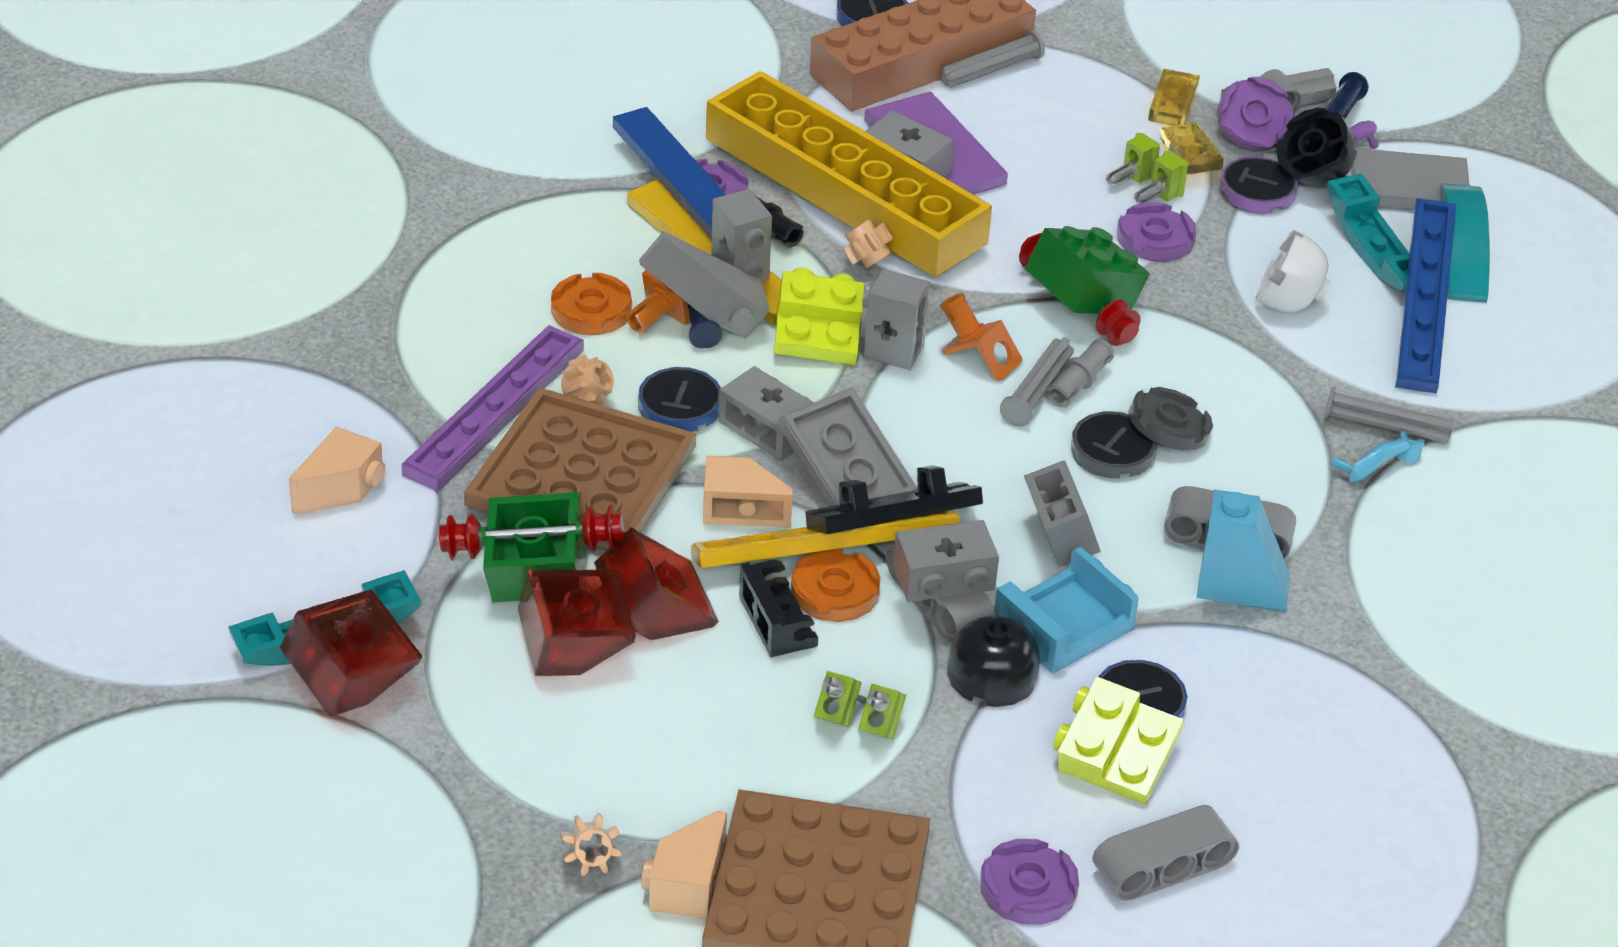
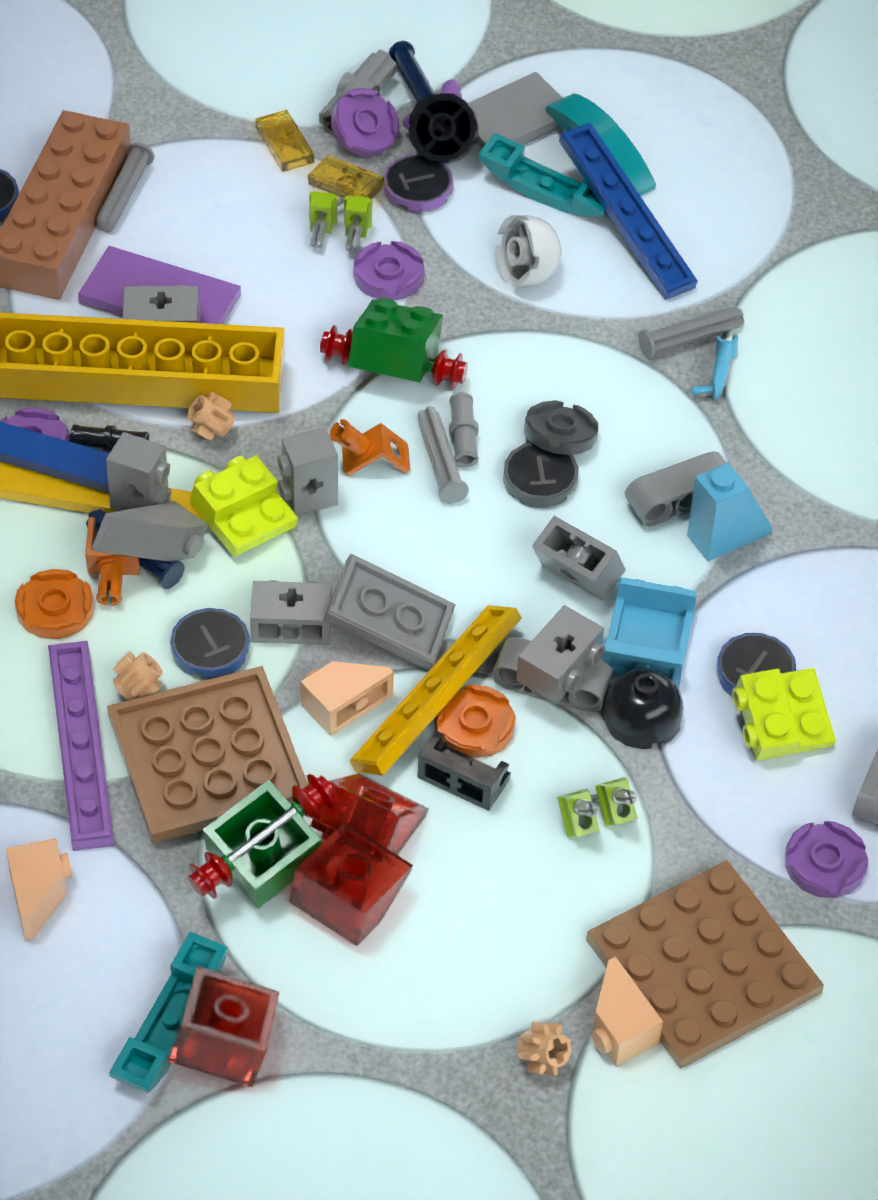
camera: 40 degrees left, 10 degrees up
(859, 511) = (454, 643): black hinge -> none

